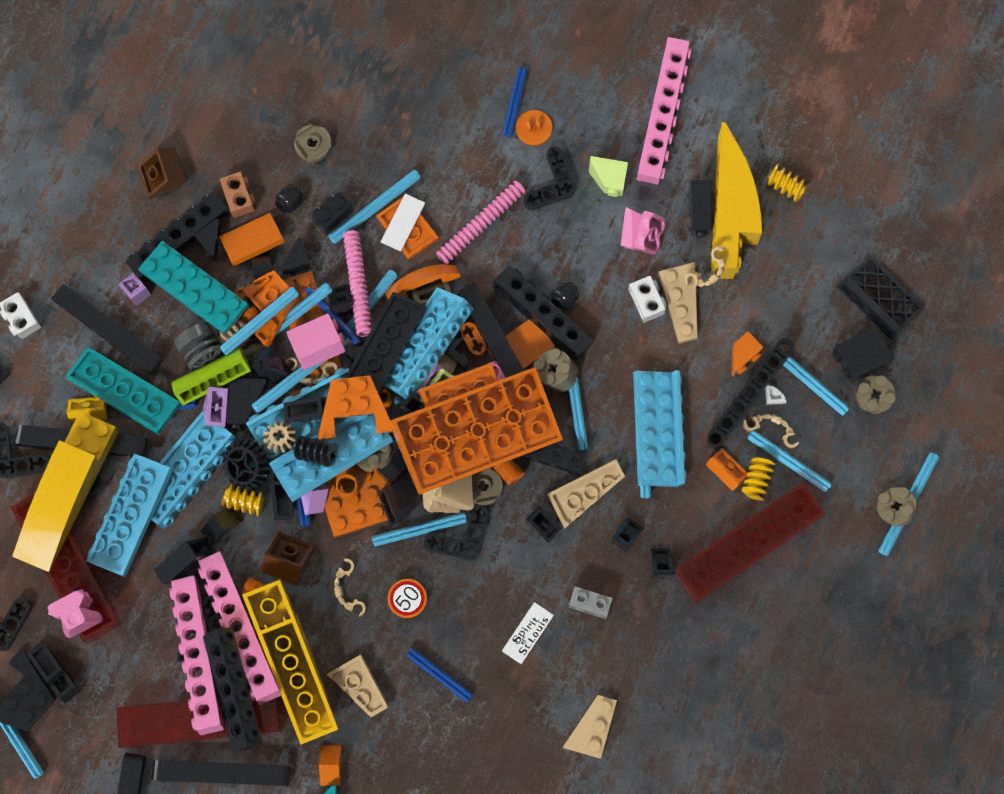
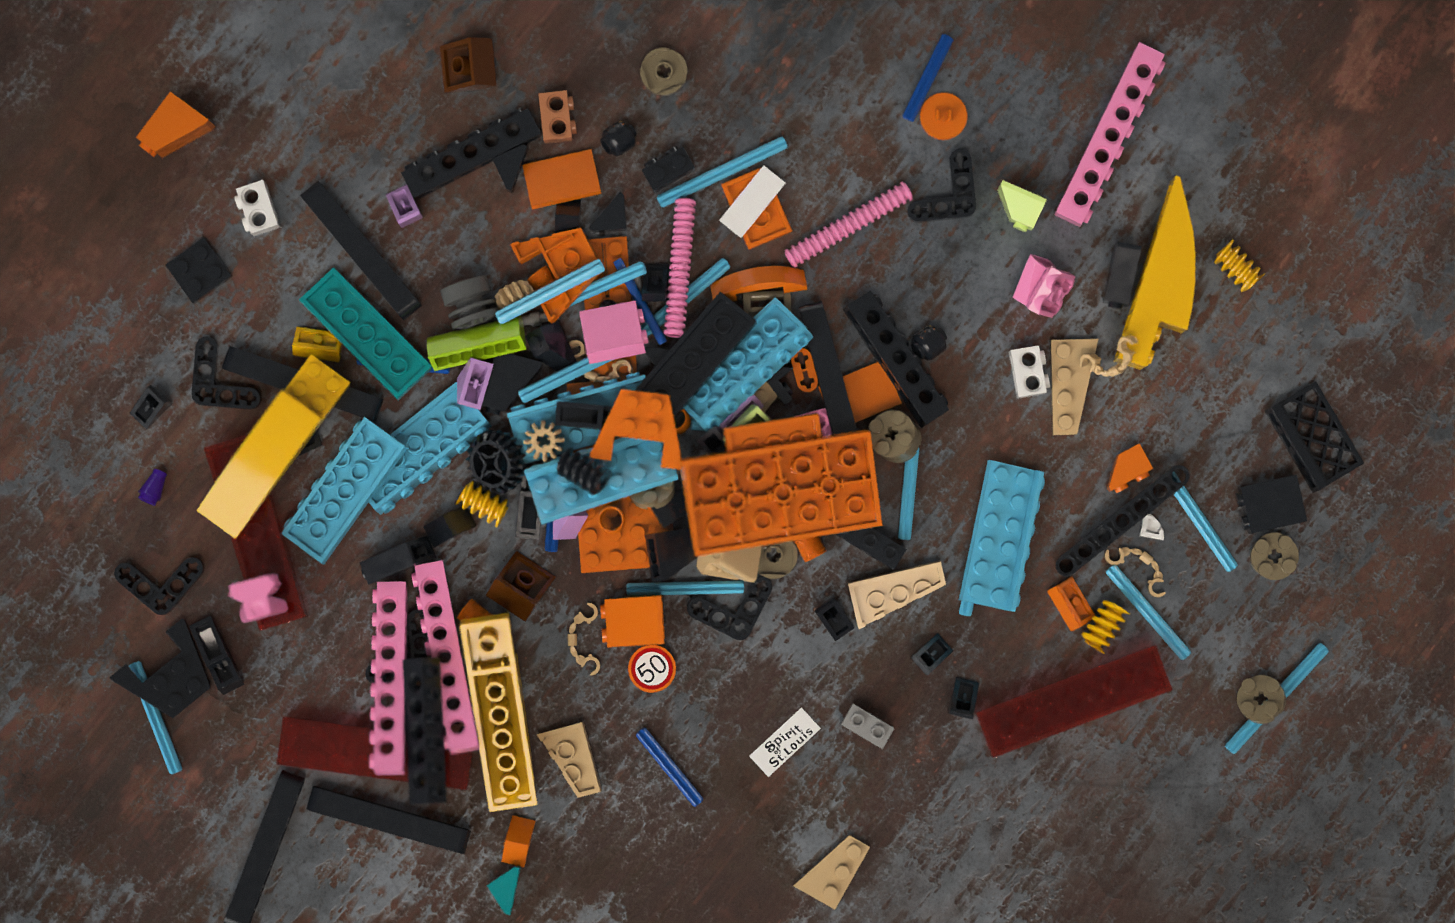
camera: 15 degrees right, 10 degrees up
(193, 287) = (478, 228): teal plate -> none
(383, 563) = (633, 621): none -> orange slope

